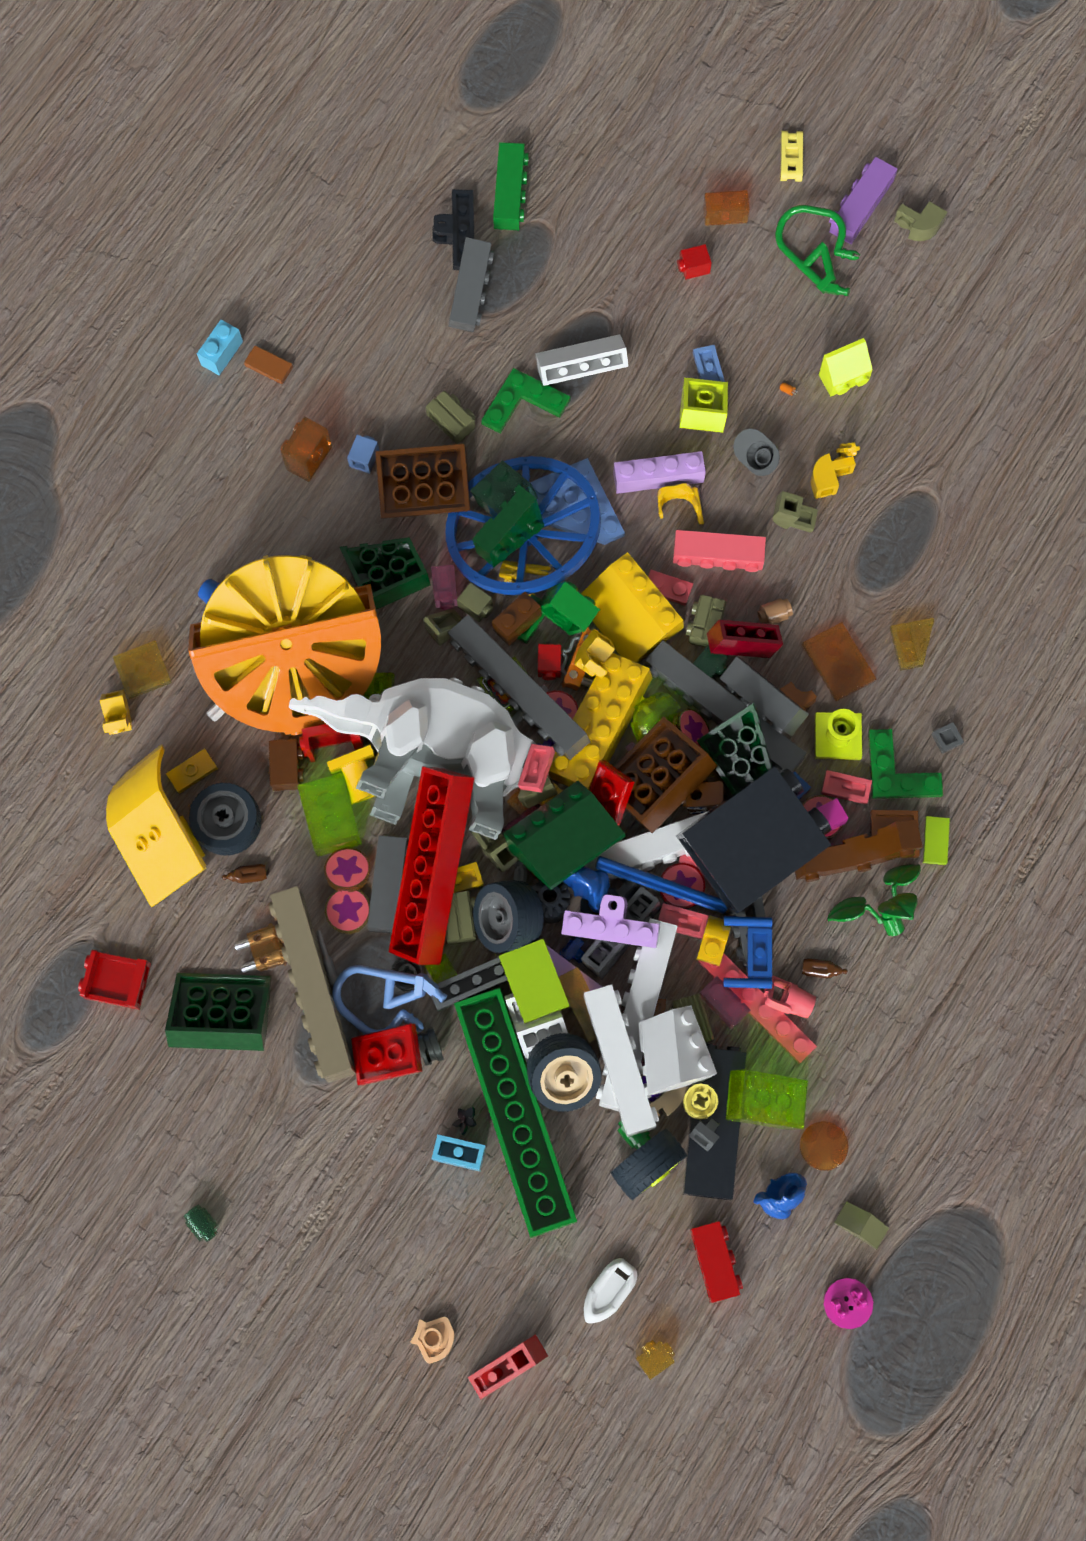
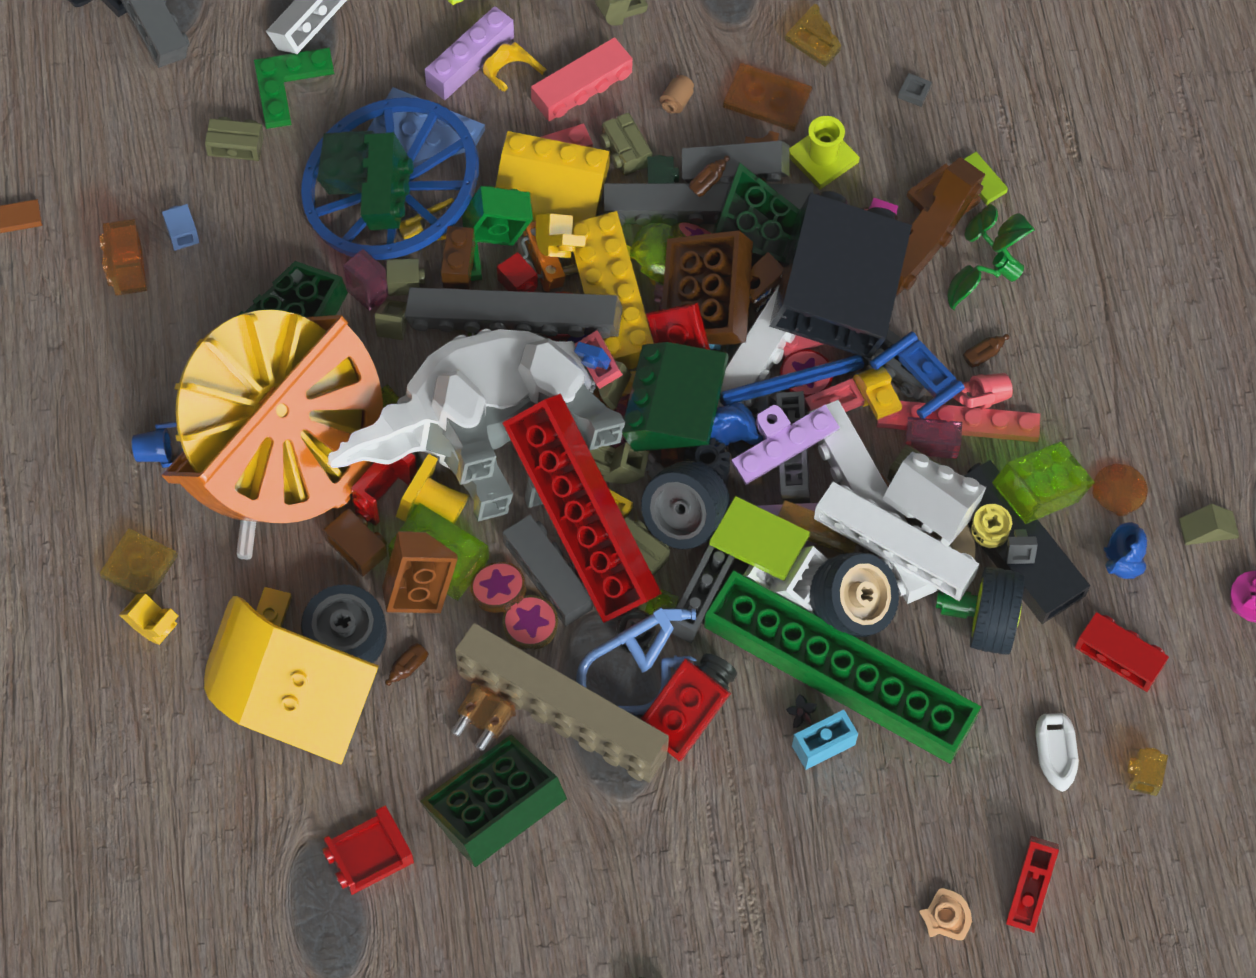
camera: 45 degrees left, 10 degrees down
(295, 821) = (418, 574): none -> dark orange slope
(423, 481) = (260, 207): reddish brown slope -> none
(528, 765) = (592, 356): none -> blue plate
(573, 950) = (764, 494): clear blue tile -> none
(733, 692) = (708, 176): none -> reddish brown piece
(744, 638) = (675, 129): dark red brick -> none
(846, 787) = (876, 185): coral plate -> none
(901, 785) = (895, 162): green plate -> none

